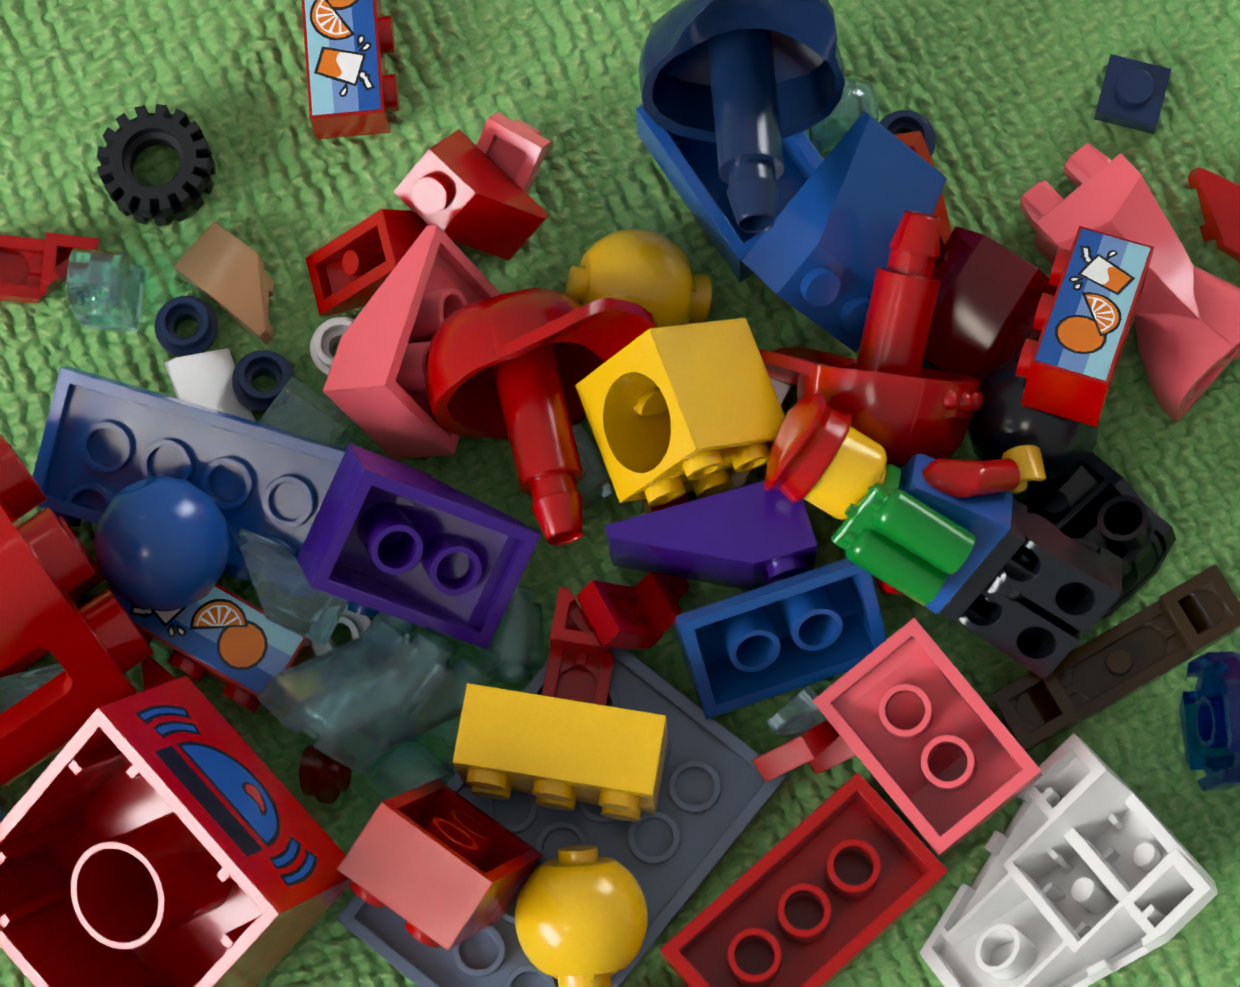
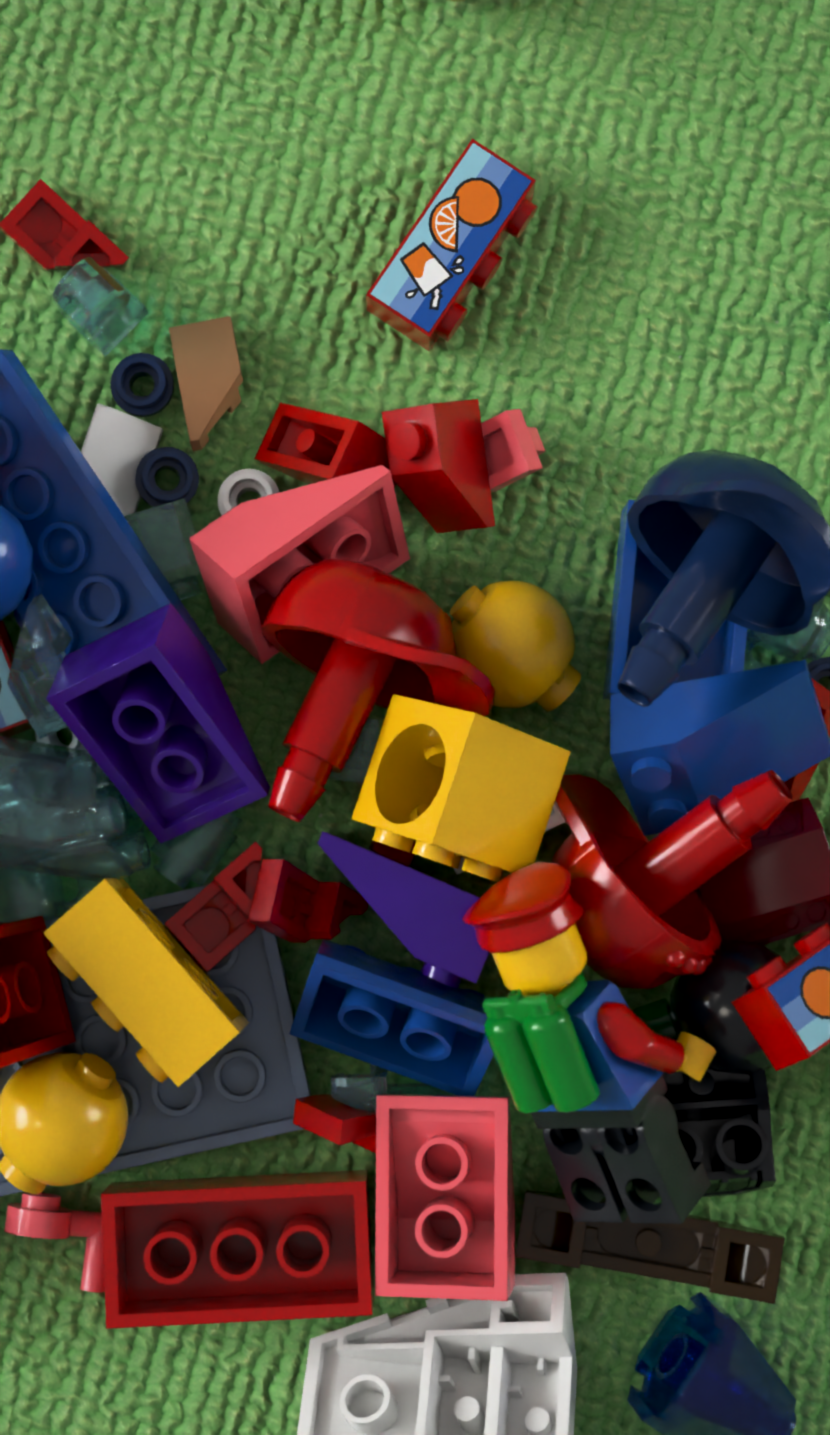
camera: 30 degrees right, 10 degrees up
(145, 131) = (215, 195): black tyre -> none

